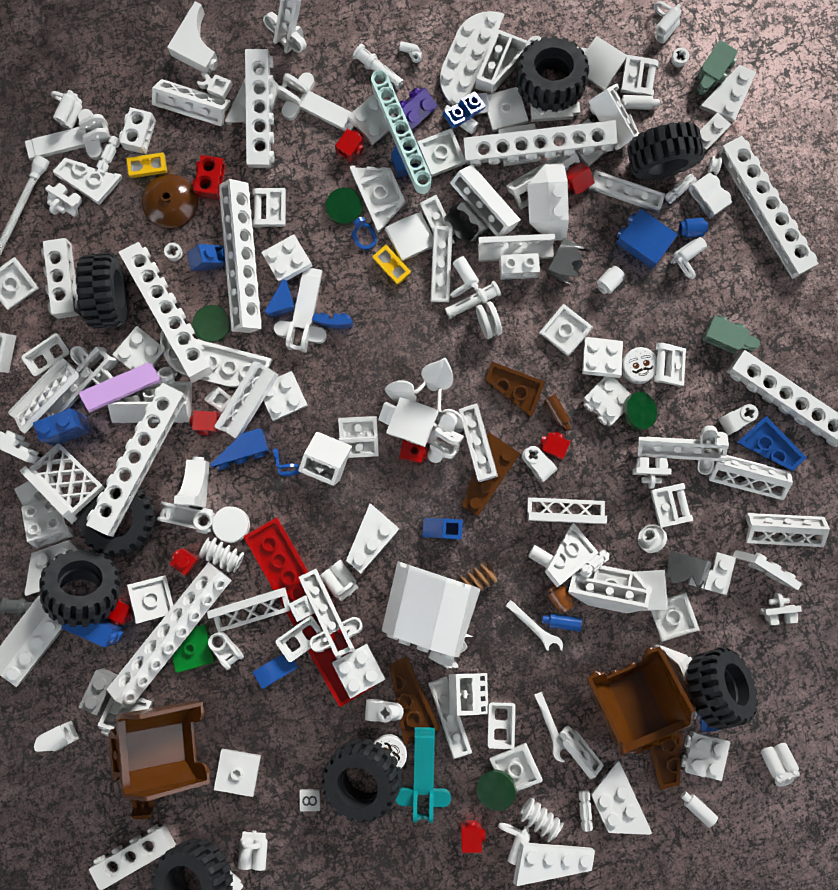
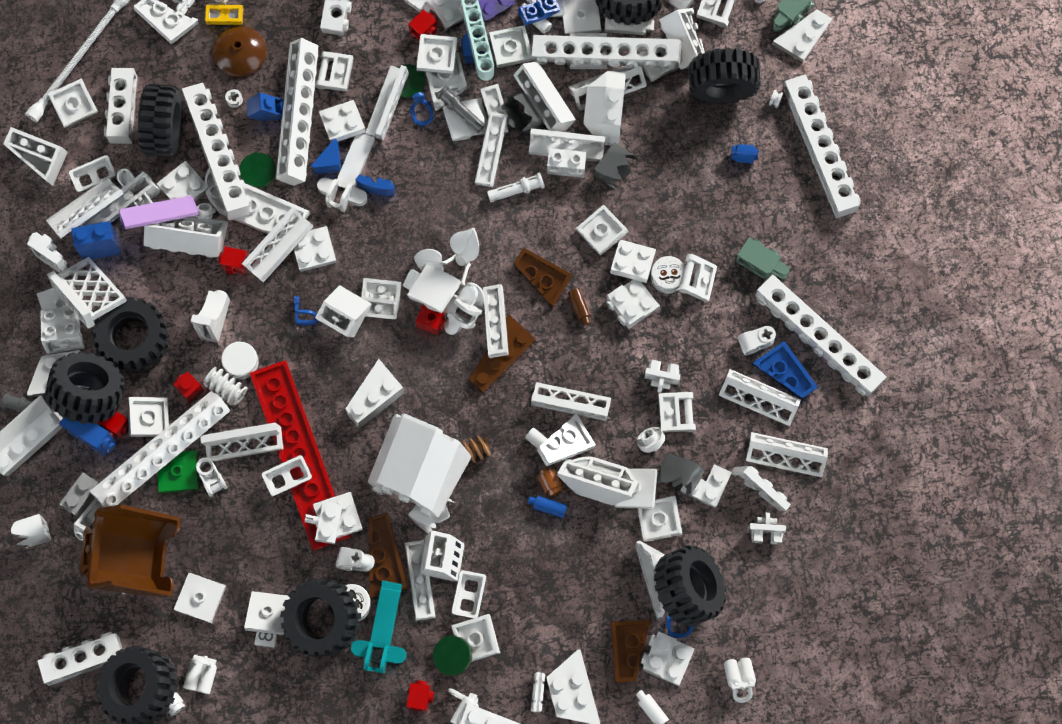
camera: 10 degrees right, 10 degrees down
(60, 202) = (135, 35): white hips -> none
(138, 471) = (162, 288): white brick -> none
(142, 809) = (101, 608): reddish brown bracket -> none
(186, 516) = (197, 346): white piece -> none
(213, 177) = (279, 34): red brick -> none
(218, 398) = (249, 240): white slope -> none
(245, 446) = (266, 290): blue slope -> none
(273, 671) = (254, 504): blue slope -> none
(301, 608) = (293, 447): white plate -> none
(305, 777) = (265, 613): none -> white plate
(327, 616) = (317, 459): white piece -> none
(328, 231) = (387, 102): none -> white fence
(339, 580) = (335, 430): white piece -> none
(349, 682) = (326, 522): none -> white plate
(369, 173) = (437, 54): none -> white plate
(391, 265) = (442, 142): yellow piece -> none
(396, 223) = (454, 103): none -> dark grey pin
(442, 528) = (446, 396): blue slope -> none
(467, 275) = (514, 163): white piece -> none
(489, 322) = (528, 209): white head -> none
(541, 466) = (554, 352): white piece -> none
(541, 819) = (490, 691): white piece -> none
(545, 637) = (528, 518): white piece -> none
(554, 445) = (570, 336): red brick -> none
(557, 741) = (522, 621): white piece -> none
(579, 178) = (638, 90): red brick -> none
(581, 752) = (543, 633): white hinge -> none
(596, 562) = (589, 453): white axle -> none
(610, 280) = (654, 190): white brick -> none
(627, 191) = (686, 110): white tile -> none
(640, 102) = (712, 29): white cylinder -> none
(640, 411) = (660, 316): dark green tile -> none
(642, 703) = (609, 593): reddish brown windscreen -> none
(645, 238) = (696, 156): blue brick -> none
(680, 188) = (739, 115): white axle -> none
(686, 253) = (732, 176): white piece -> none
(709, 448) = (701, 359): white piece -> none
(710, 195) = (766, 125): white brick -> none
(713, 130) = (778, 68): white plate -> none

